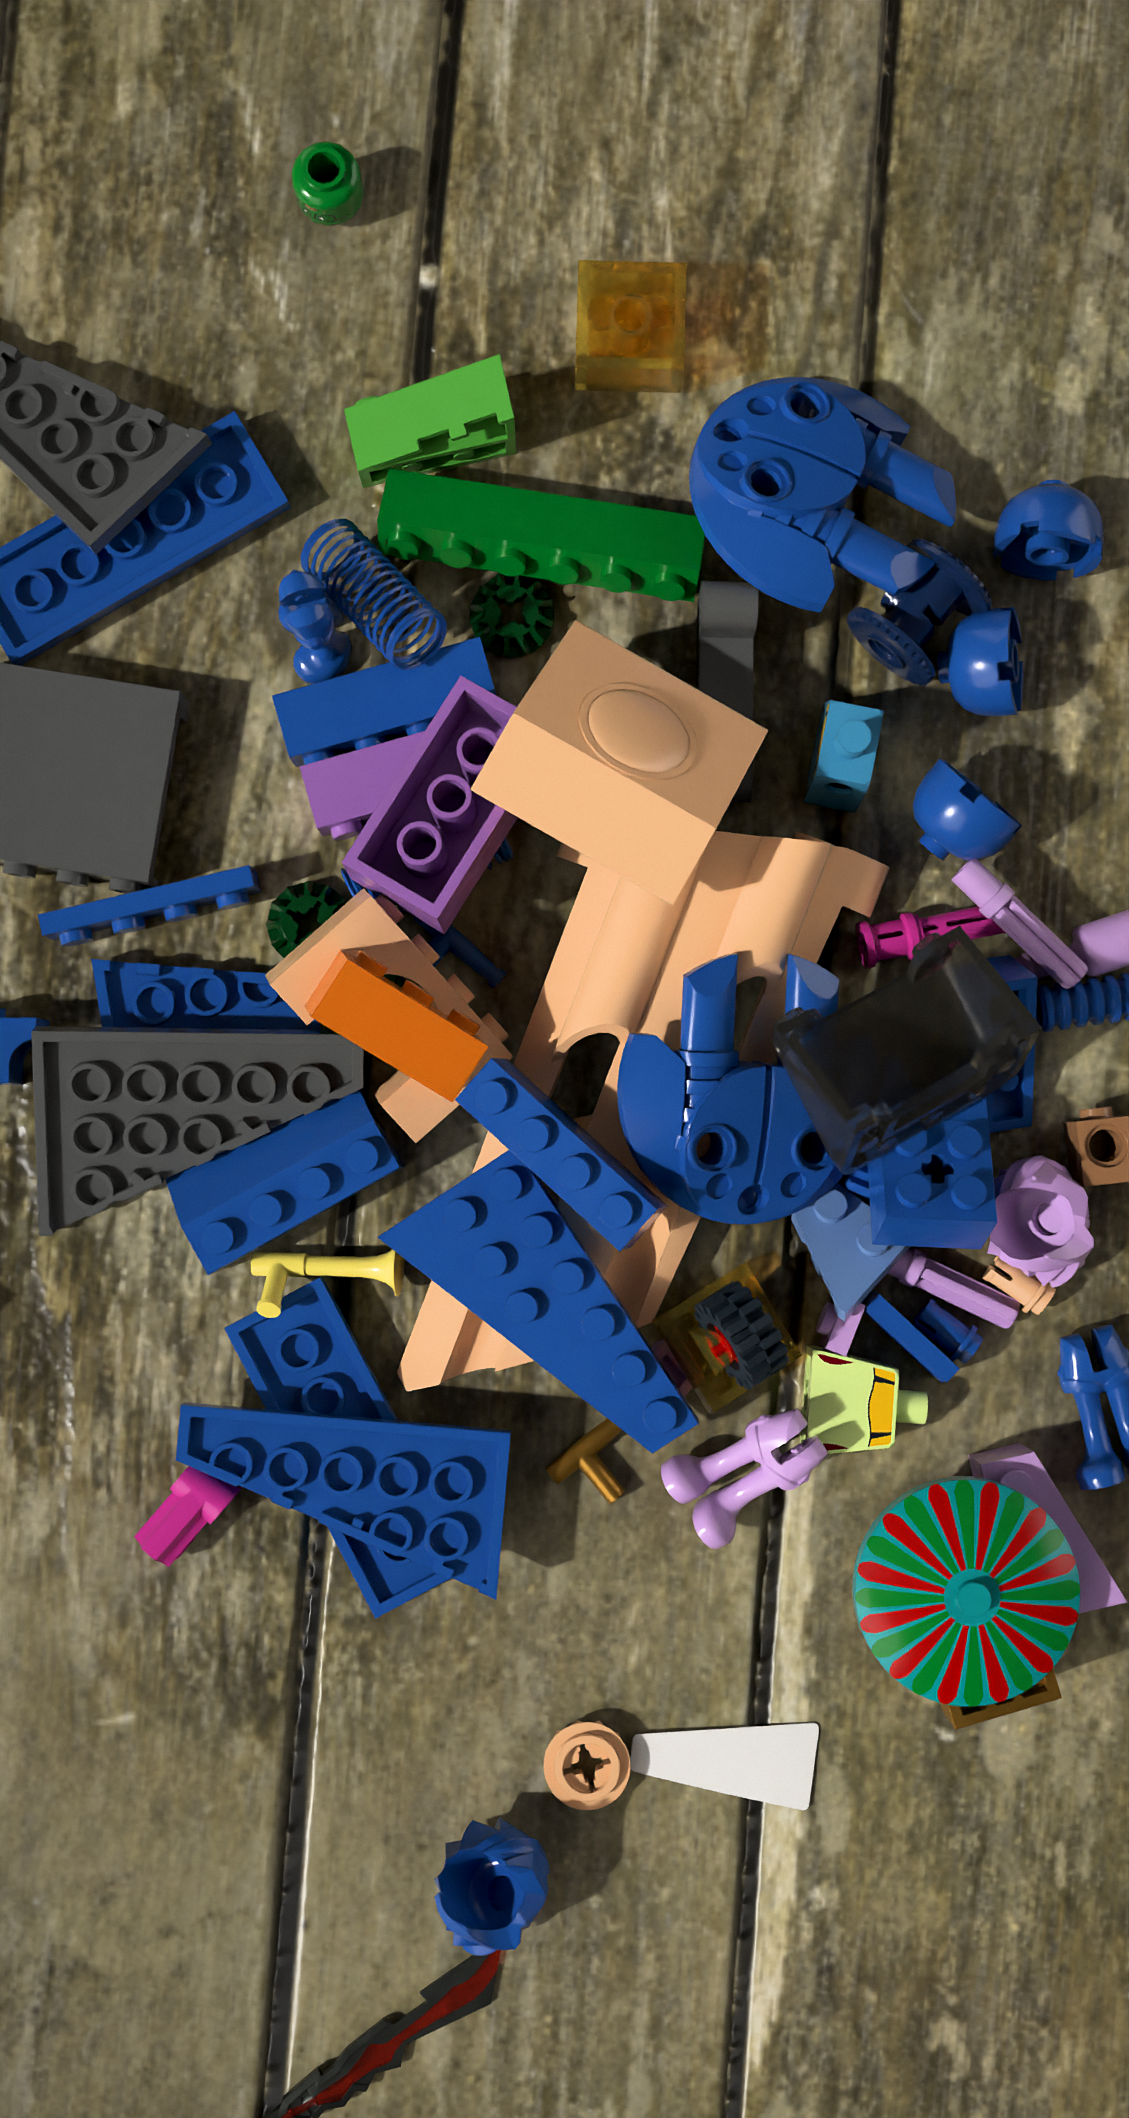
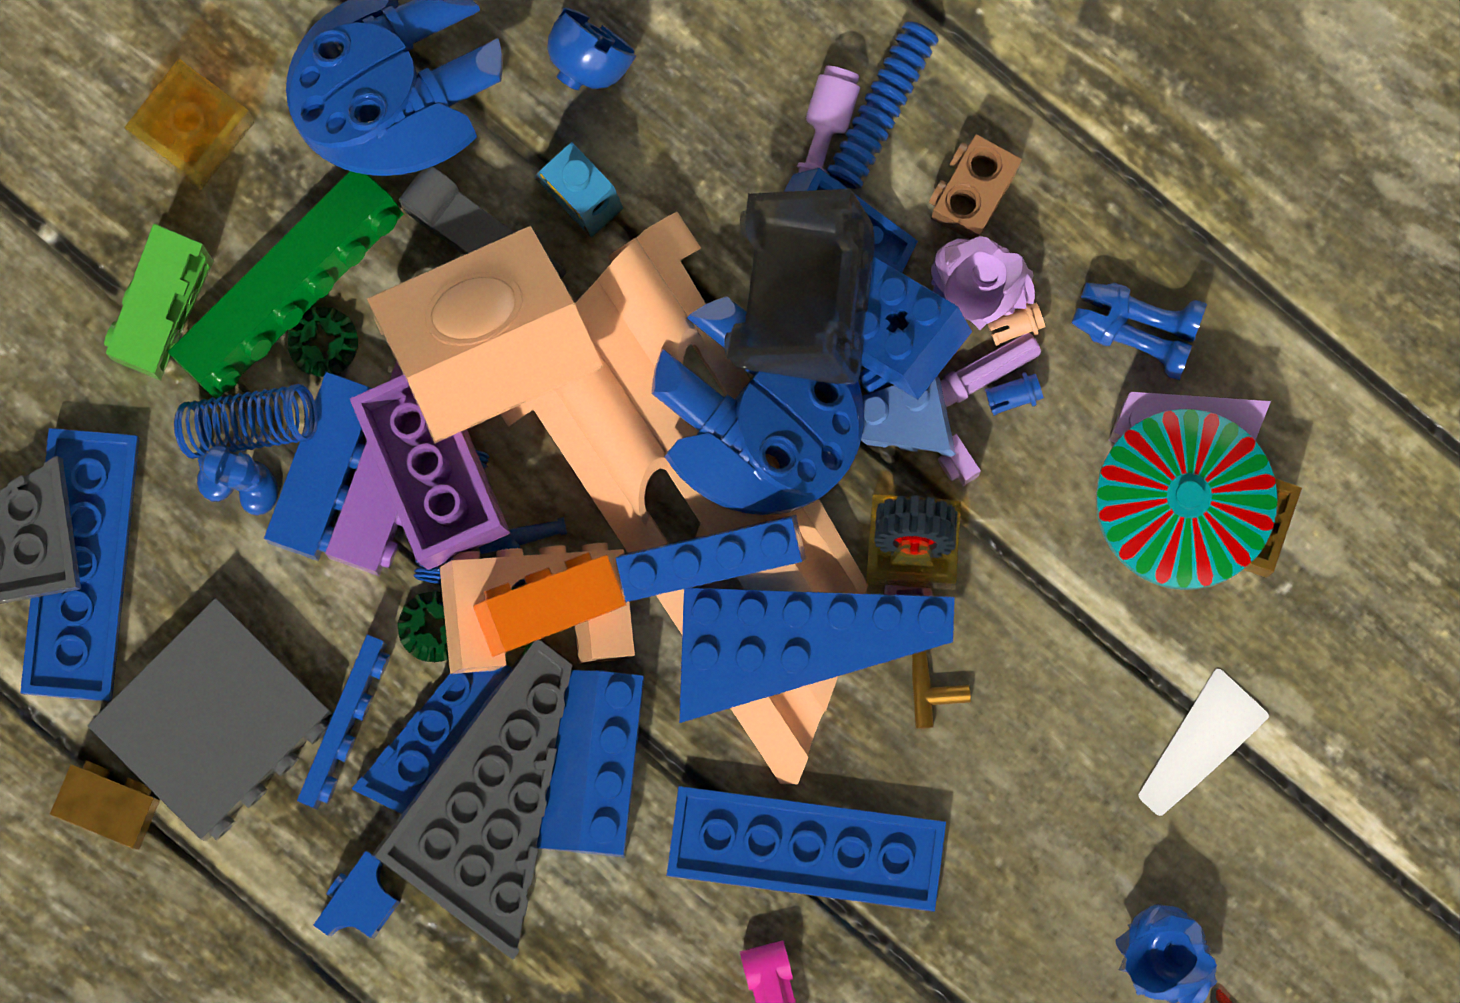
camera: 55 degrees left, 5 degrees down
(280, 1265) = (652, 808): light yellow piece -> none
(387, 1482) = (852, 831): blue wing -> none
(571, 1785) = (1153, 830): light nougat gear -> none
(716, 1513) = (1025, 631): lavender piece -> none
(855, 1402) = (1016, 489): yellowish green torso -> none
(900, 936) = (728, 238): dark pink pin -> none
(909, 618) = (520, 81): dark blue hose -> none
(909, 1337) = (999, 422): blue tile -> none
(960, 816) = (676, 141): blue cylinder -> none
(1009, 913) = (774, 153): lavender axle -> none

